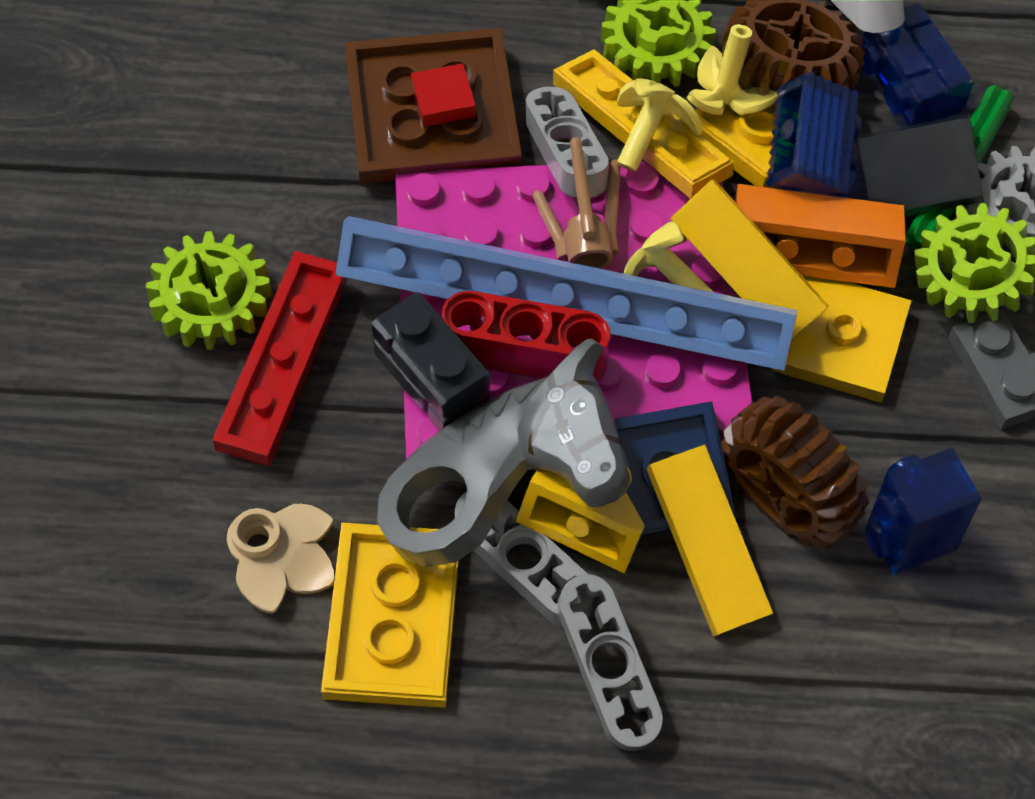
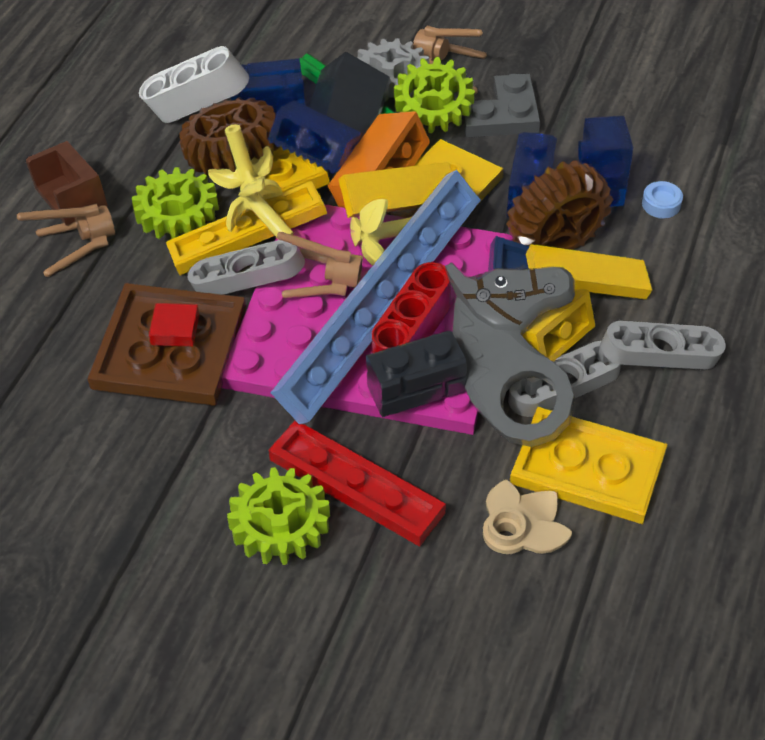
camera: 70 degrees left, 10 degrees down
(881, 423) = (531, 158): none -> clear blue brick
(918, 621) = (662, 199): none -> light blue tile

